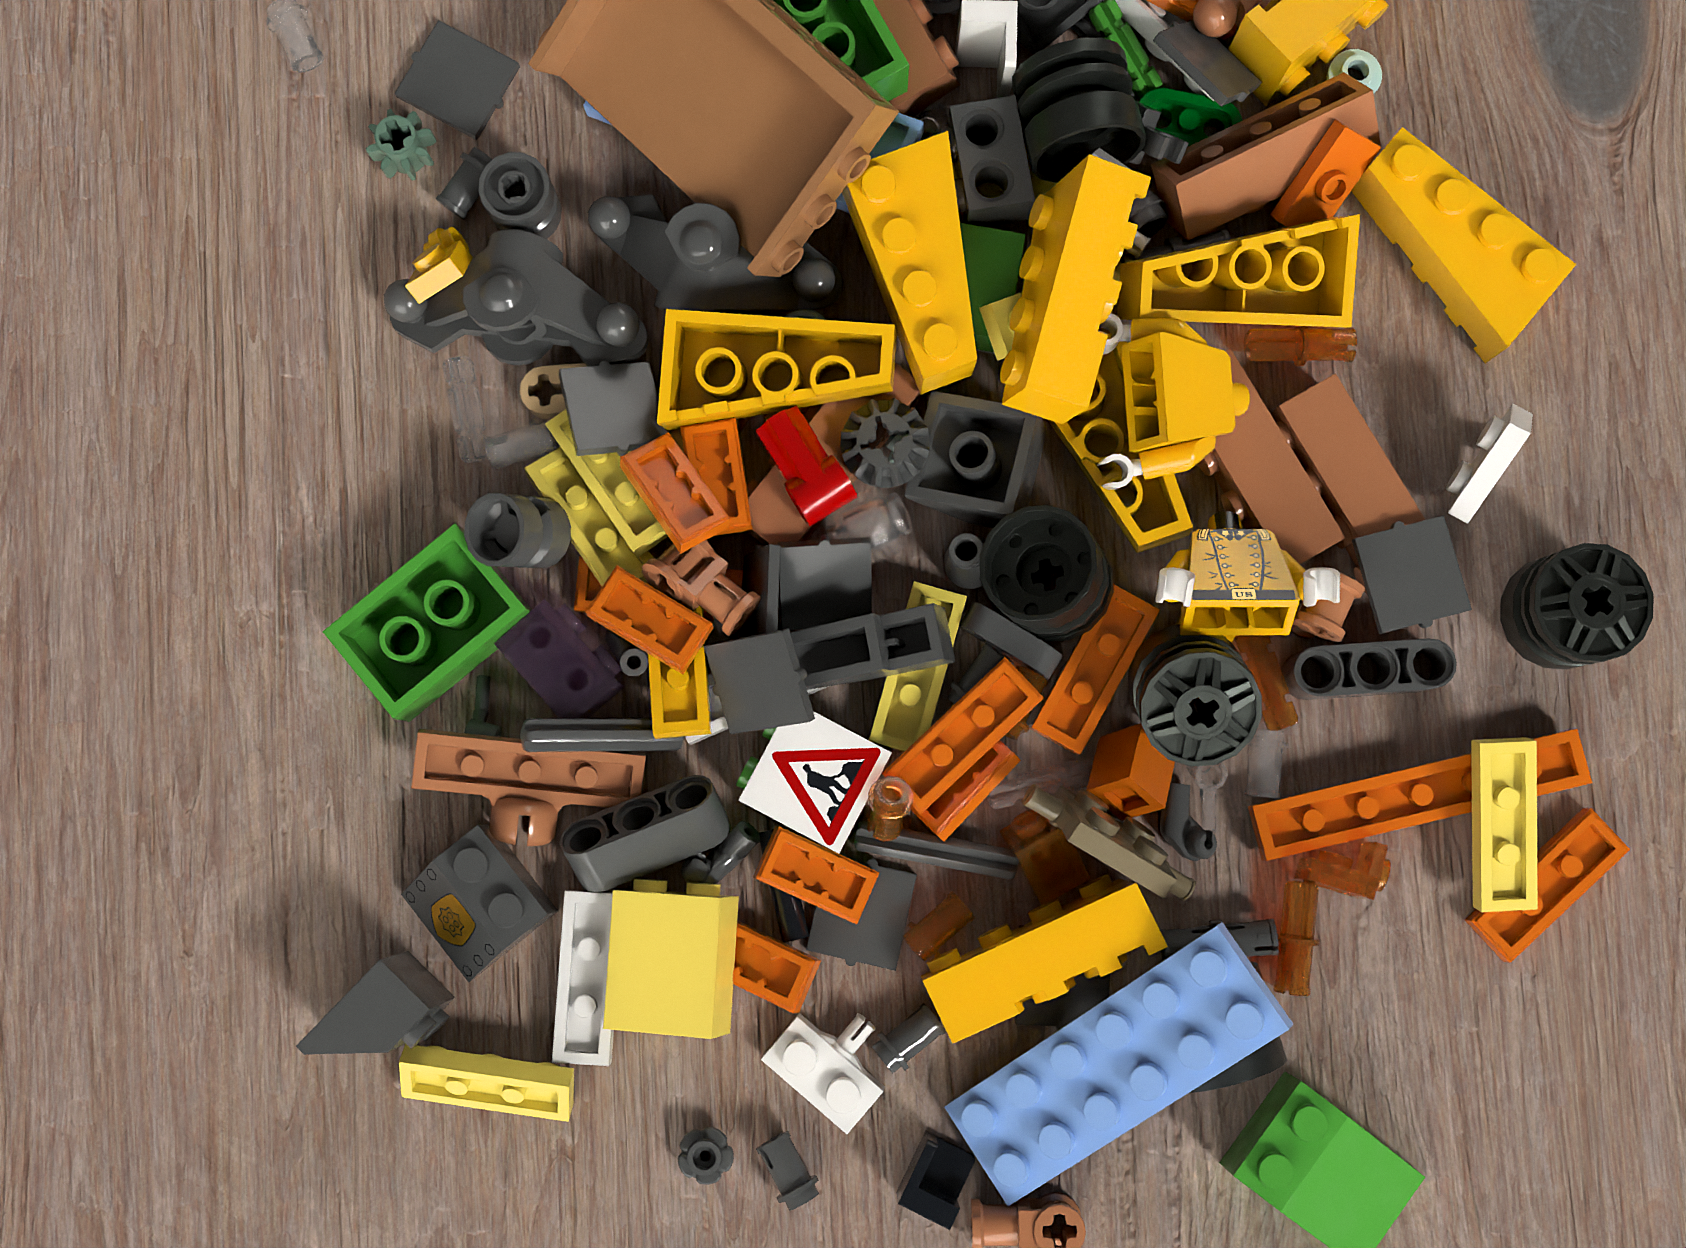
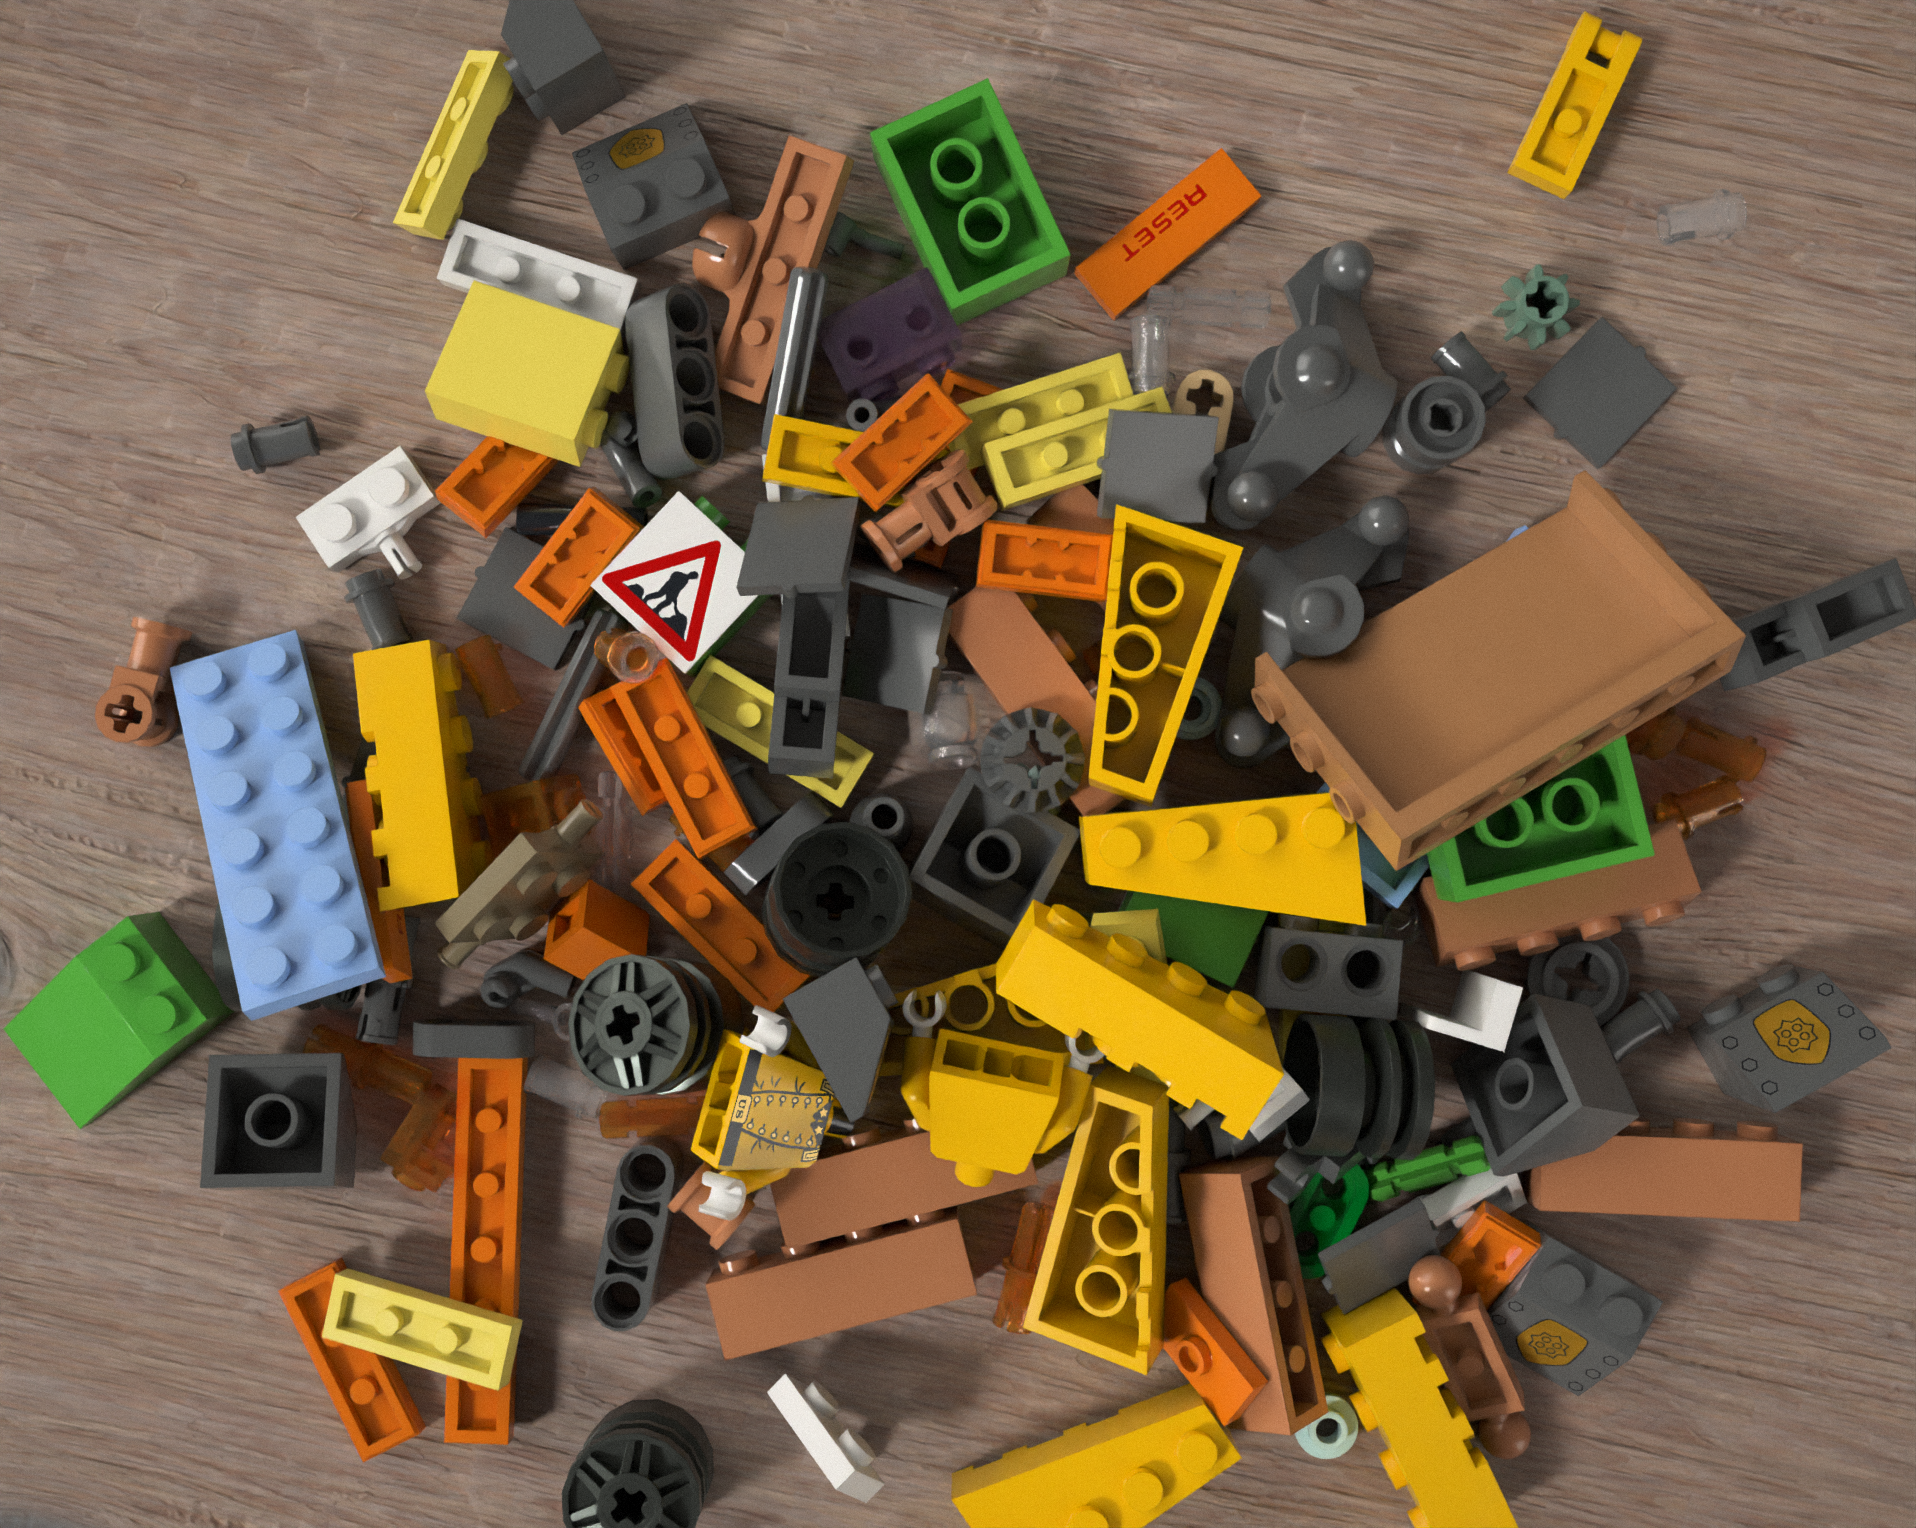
camera: 105 degrees right, 5 degrees up
(226, 157) = (1574, 107): none -> yellow plate
(412, 457) = (1167, 234): none -> orange tile
(441, 263) = (1377, 315): yellow plate -> none
(517, 531) = (1043, 322): dark grey wheel -> none
(674, 492) = (1035, 505): orange plate -> none
(716, 1144) = (332, 365): dark grey plate -> none
(812, 478) = (1012, 666): red piece -> none
(935, 1180) = (220, 598): black panel -> none
(1096, 989) = (388, 925): none -> orange tile
(1154, 518) = (847, 1030): none -> dark grey slope
(1248, 853) = (474, 1038): none -> dark grey beam
(1369, 997) = (278, 1123): none -> dark grey slope
(1411, 574) = (723, 1310): dark grey piece -> none

